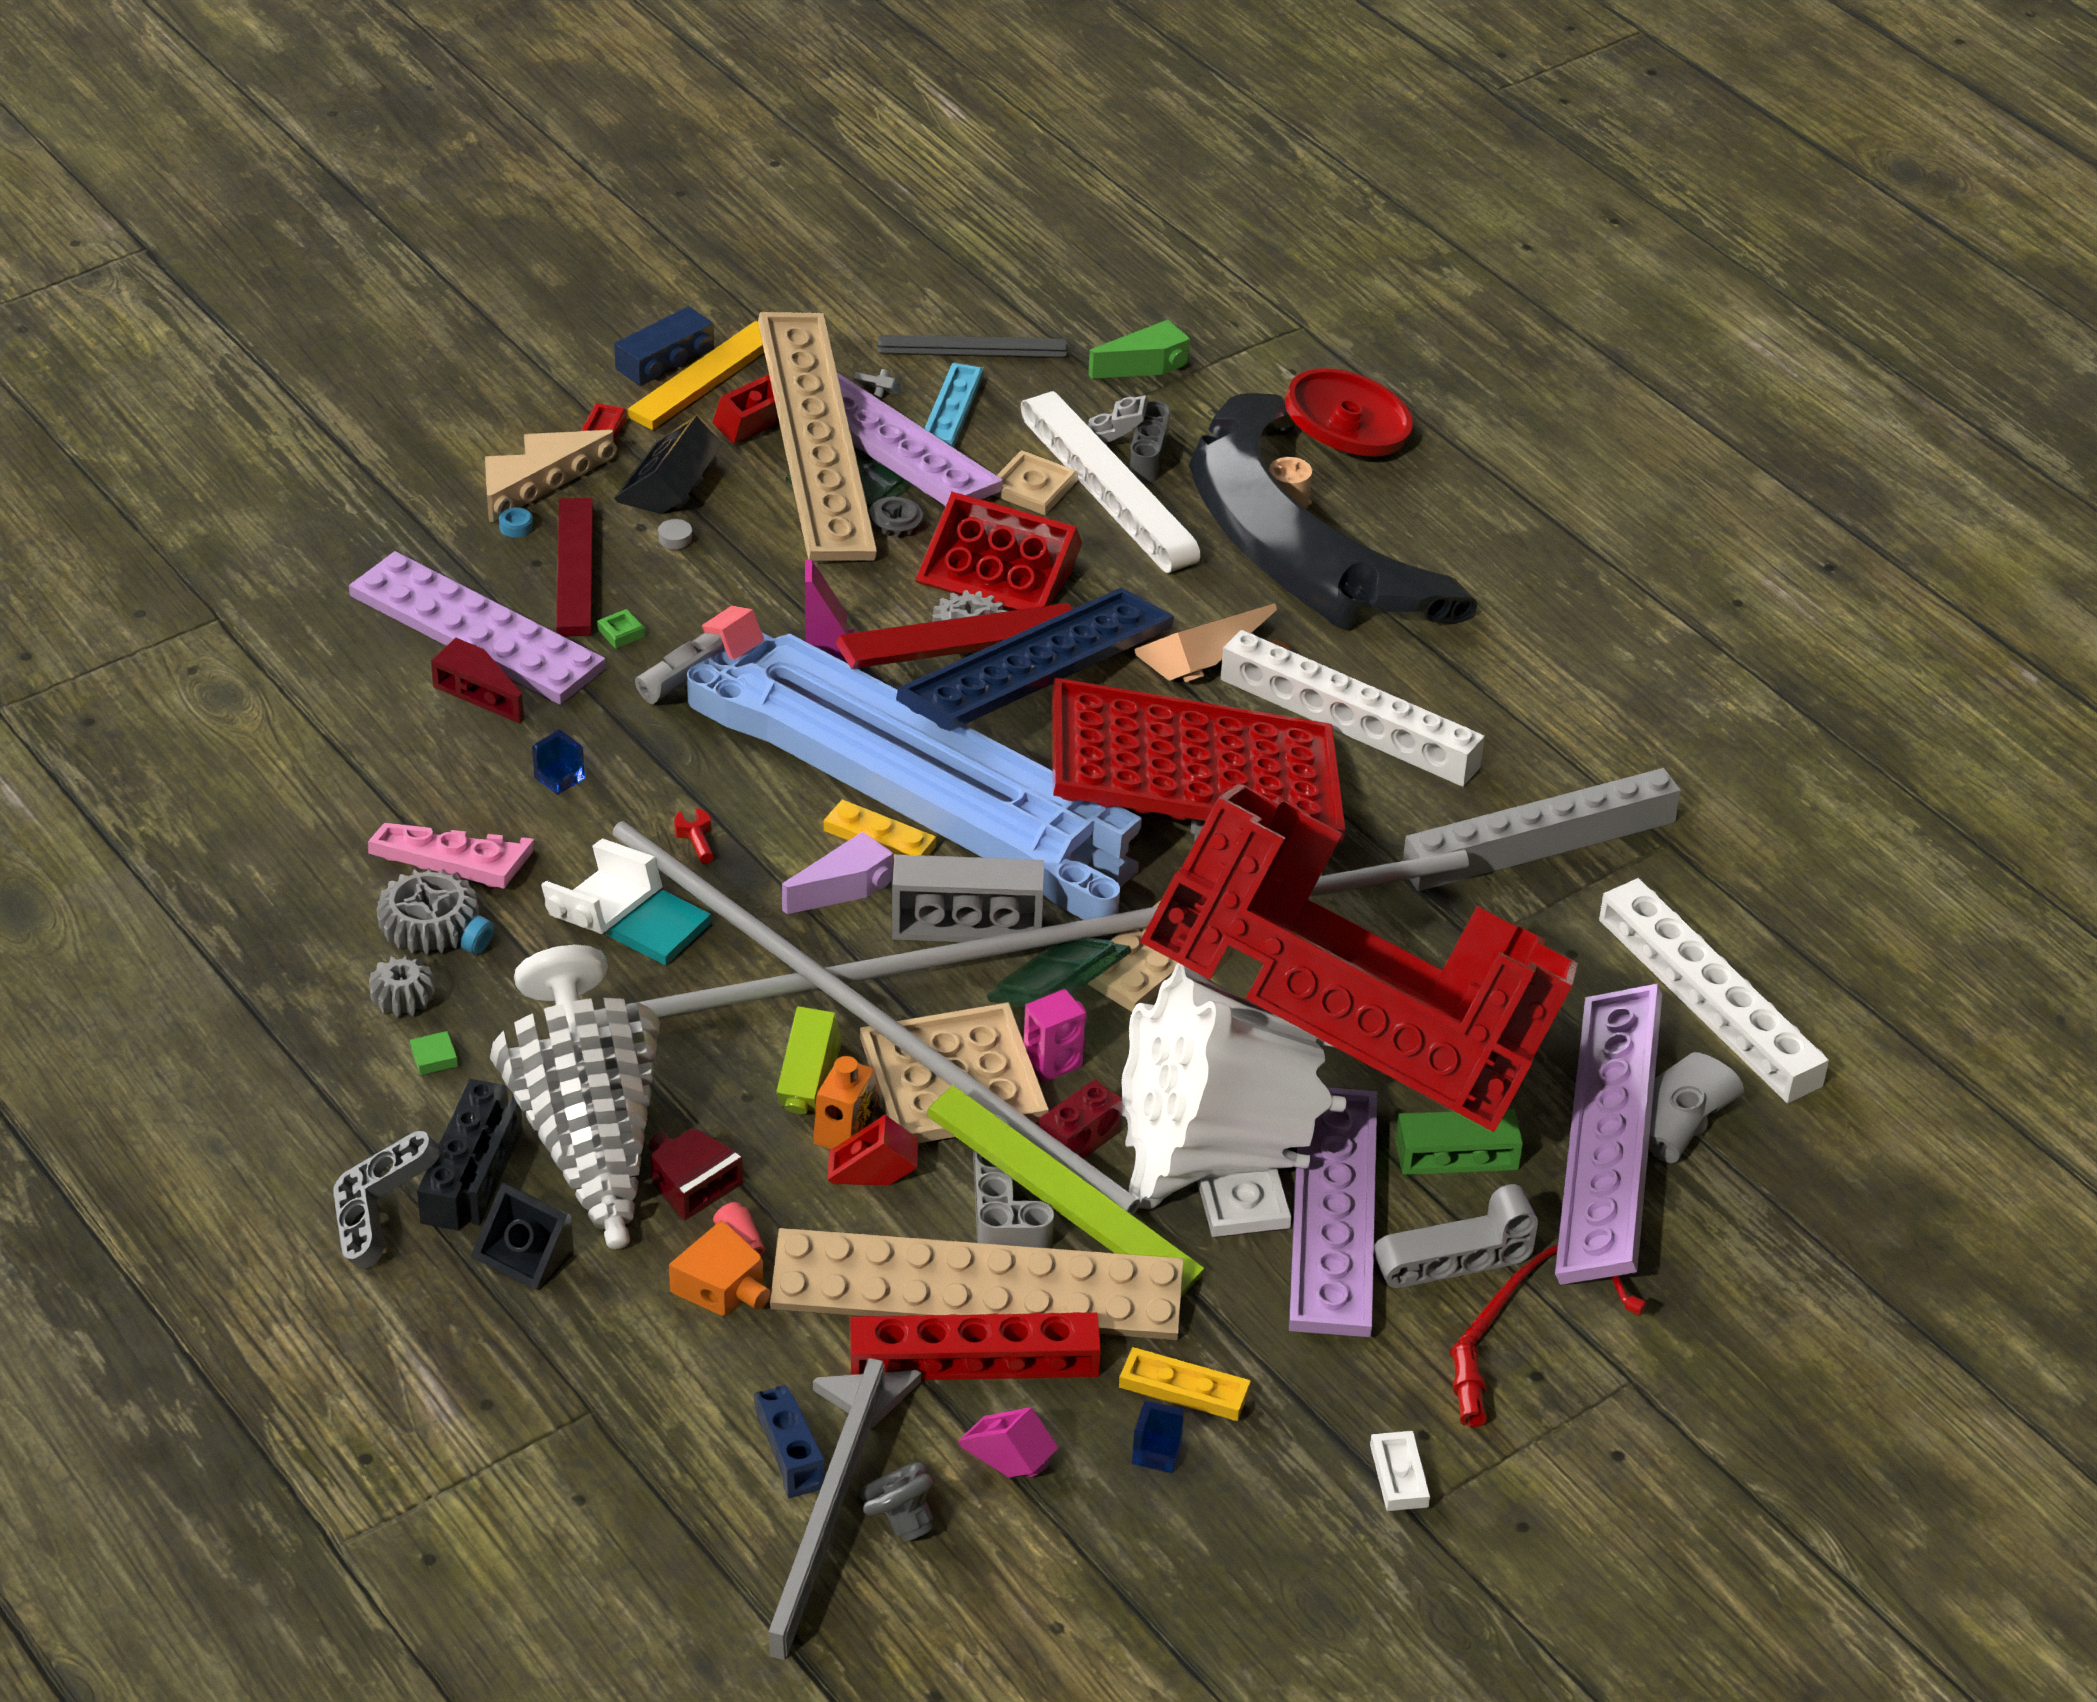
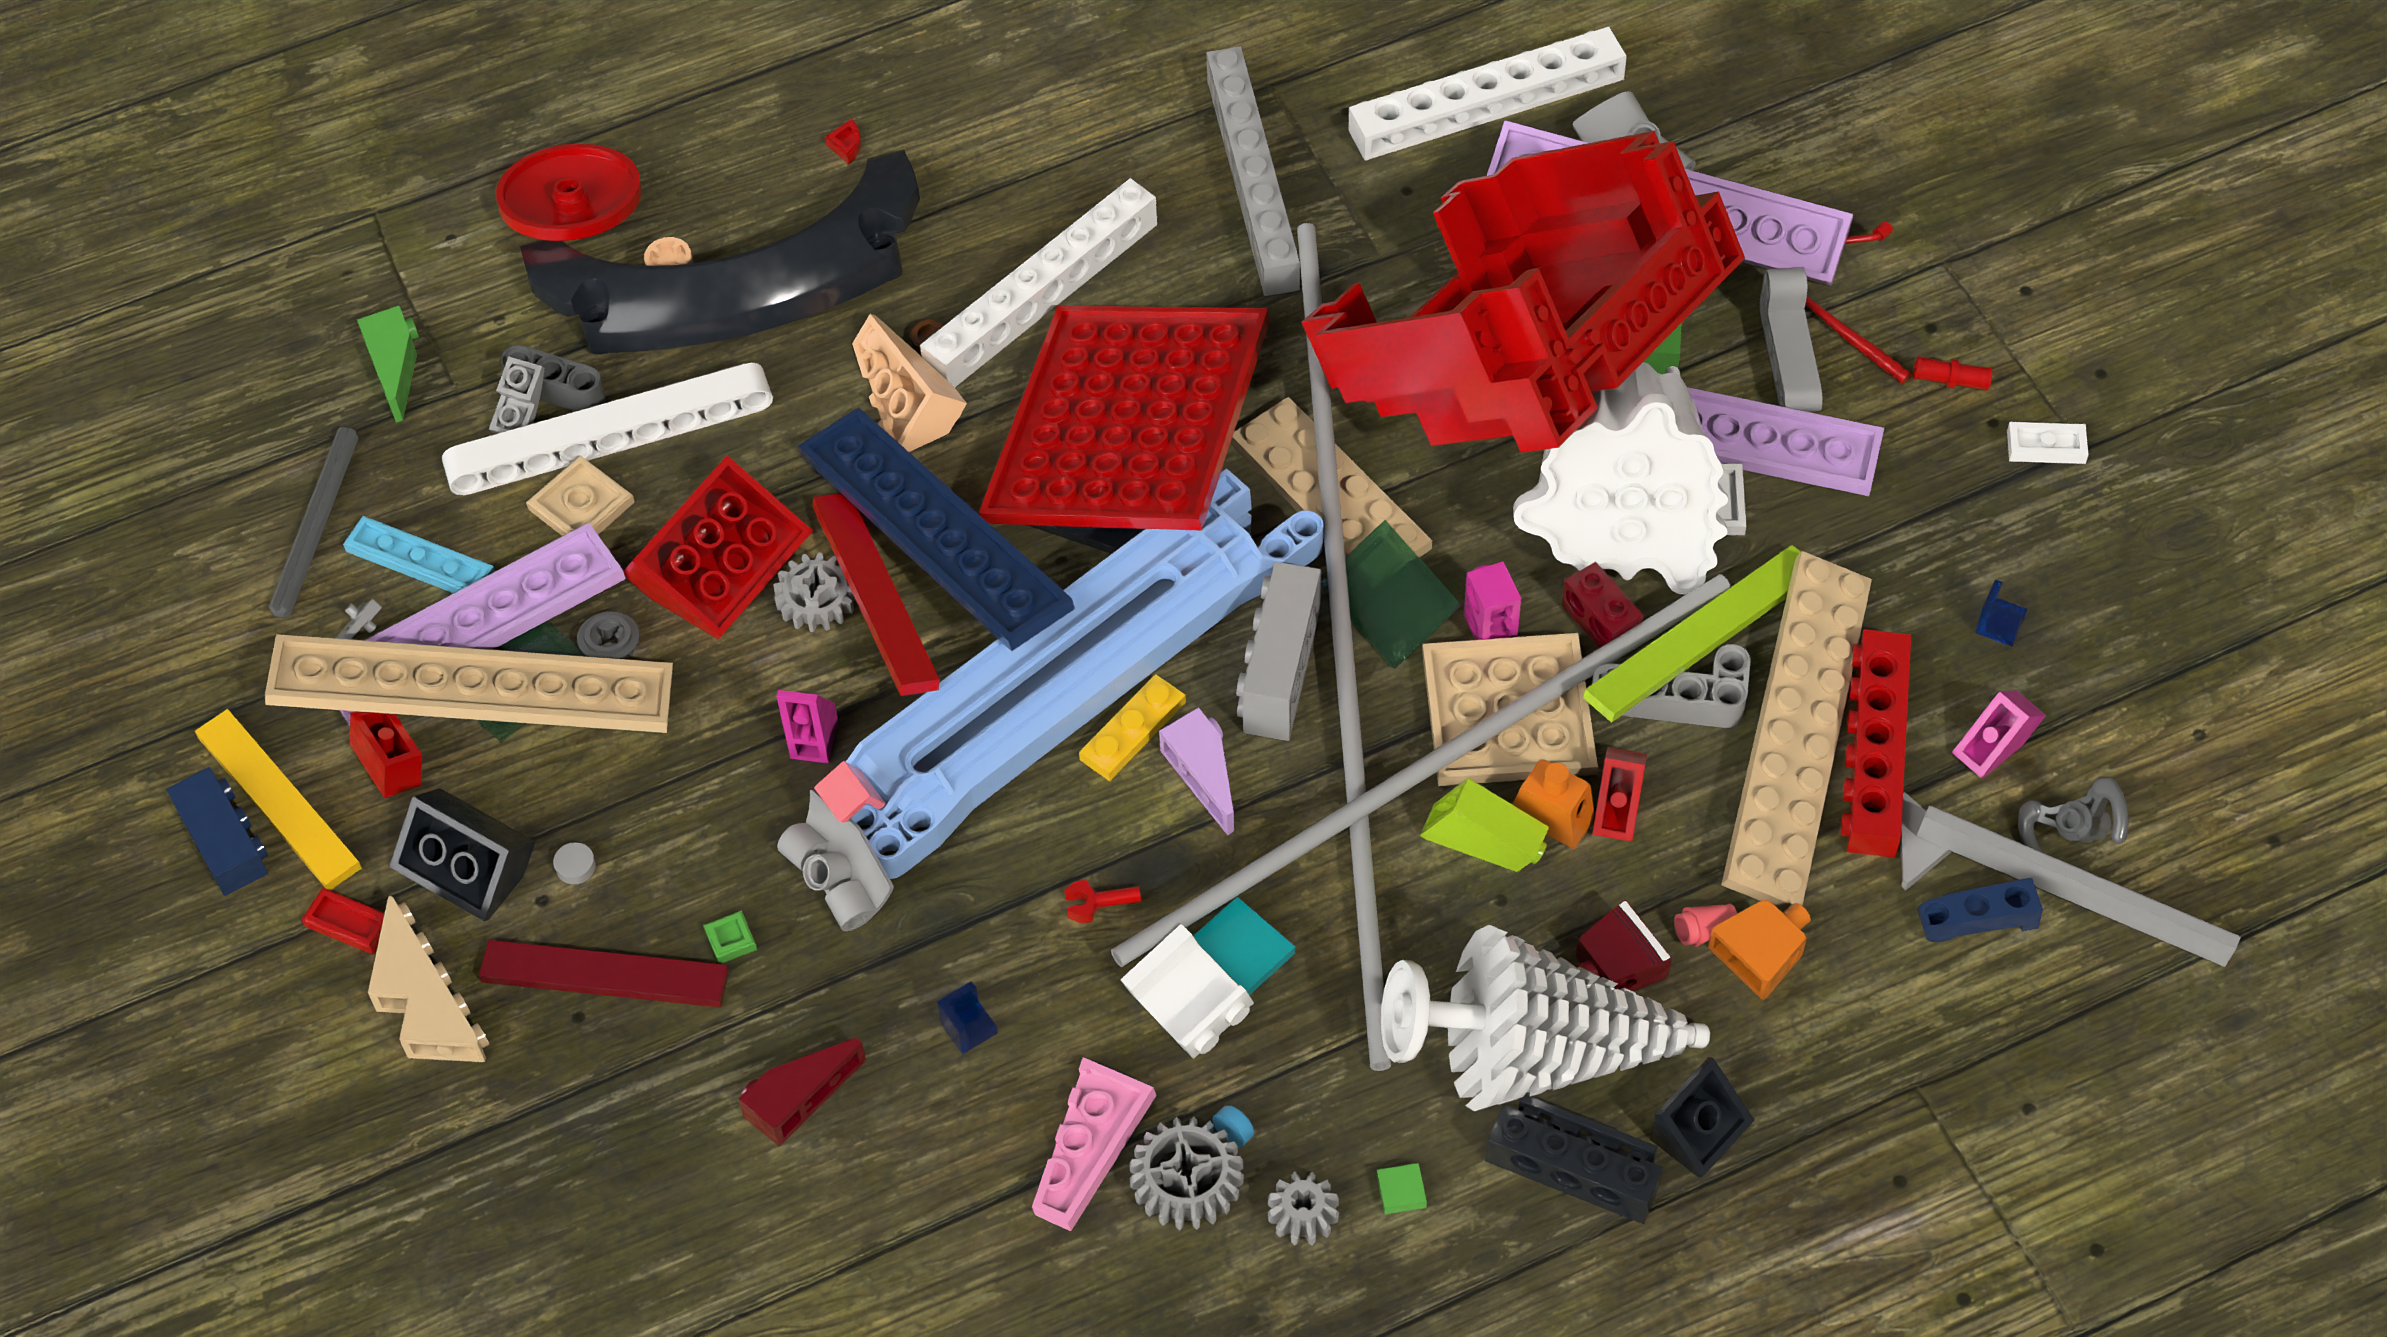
camera: 75 degrees left, 15 degrees up
(364, 1181) = (1615, 1256): dark grey beam -> none
(450, 611) = (685, 1090): lavender plate -> none
(516, 522) = (503, 1029): dark azure tile -> none
(1184, 1384) = (1934, 584): yellow plate -> none
(1484, 575) = (845, 141): none -> red tile

